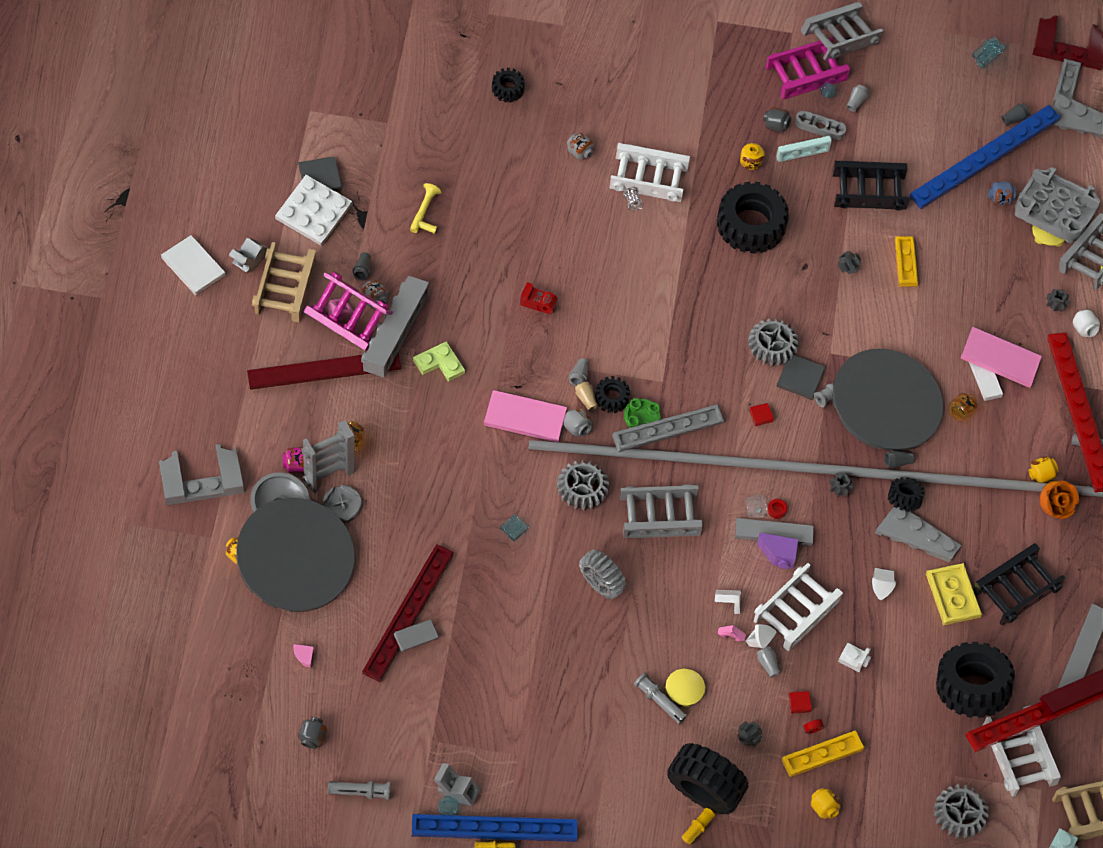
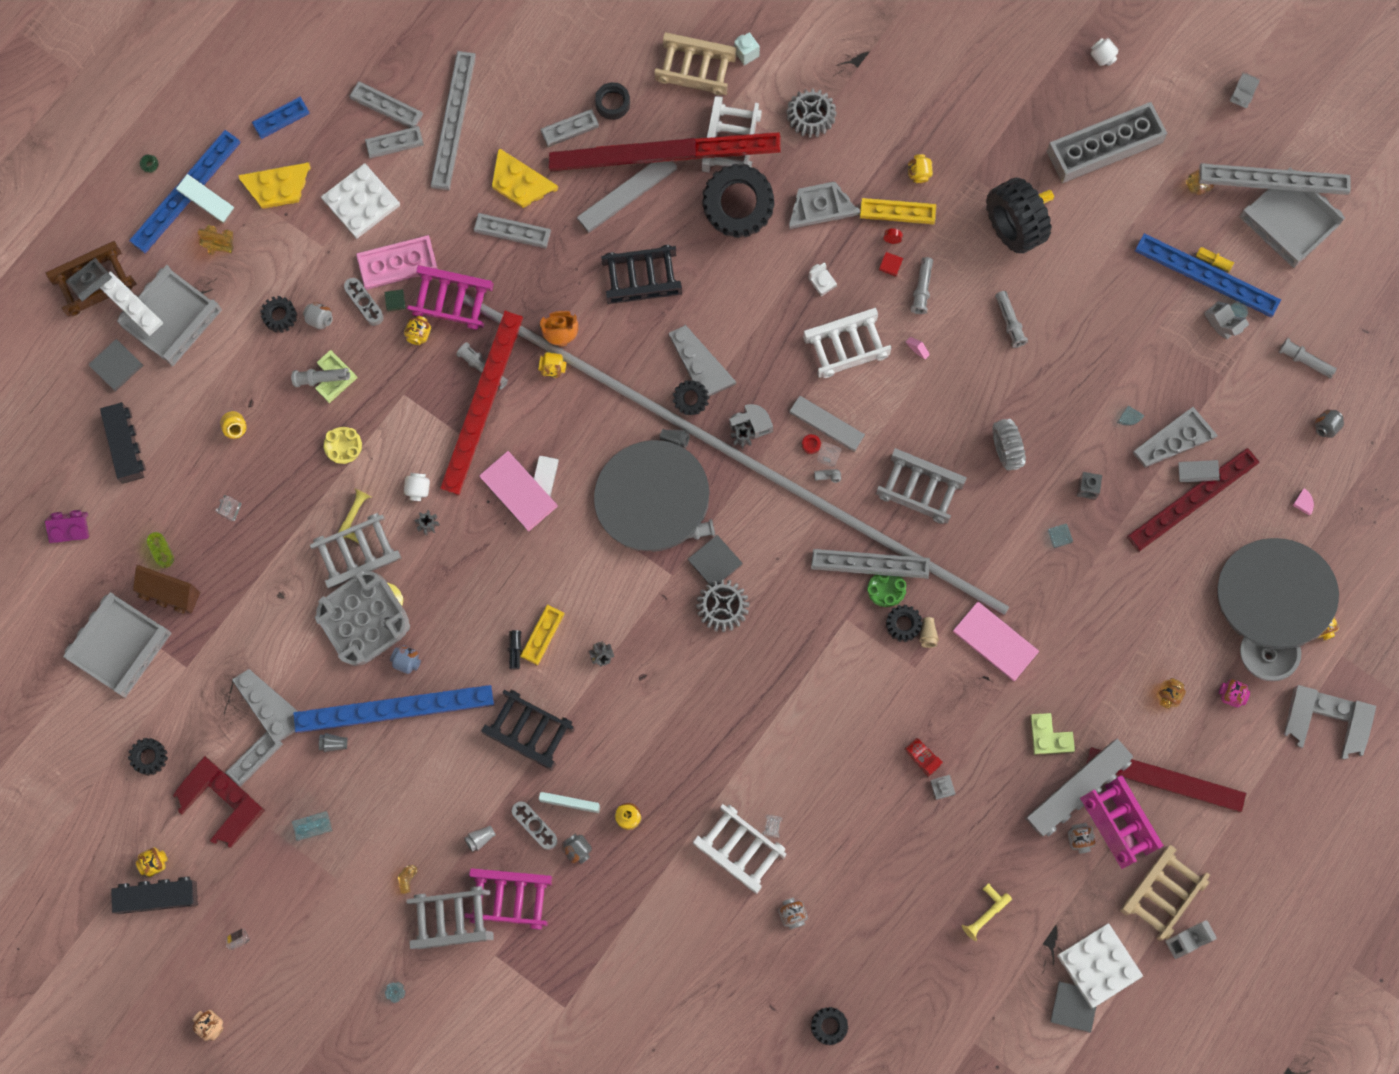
camera: 145 degrees left, 15 degrees up
(193, 265) = (1247, 959): white tile -> none
(343, 502) = (1207, 632): light grey tile -> none
(344, 456) = (1203, 661): light grey fence -> none
(362, 269) = (1079, 875): dark grey cone -> none
(451, 657) = (1180, 435): none -> light grey wing
(502, 661) = (1130, 417): none -> clear light blue tile
(509, 286) = (942, 787): none -> light grey tile
(510, 576) = (1089, 485): none -> dark grey brick
(577, 422) = (952, 607): light grey head -> none
(579, 372) = (923, 660): light grey cone -> none
(581, 492) = (976, 528): light grey gear -> none
(685, 687) = (982, 321): light yellow dish -> none
(729, 596) = (904, 379): white tile -> none
(746, 488) = (833, 474): none -> light grey arm
(747, 236) = (663, 717): black tyre -> none
(749, 733) = (952, 253): dark grey gear -> none
(756, 684) = (921, 294): none -> light grey pin
(761, 414) = (774, 540): red tile -> none
(761, 636) = (896, 329): white tile -> none
(768, 660) = (899, 310): light grey cone -> none
(778, 549) = (833, 400): medium lavender slope -> none
(828, 90) = (503, 861): clear light blue plate -> none
(840, 505) = (755, 417): none -> light grey brick
(883, 582) = (757, 332): white tile -> none
(895, 51) = (405, 877): none -> clear yellow arm
(897, 726) = (820, 205): none -> light grey wing
(921, 238) = (514, 649): none -> black axle
(953, 594) = (701, 296): light yellow tile -> none
(963, 406) = (584, 459): clear yellow head -> none

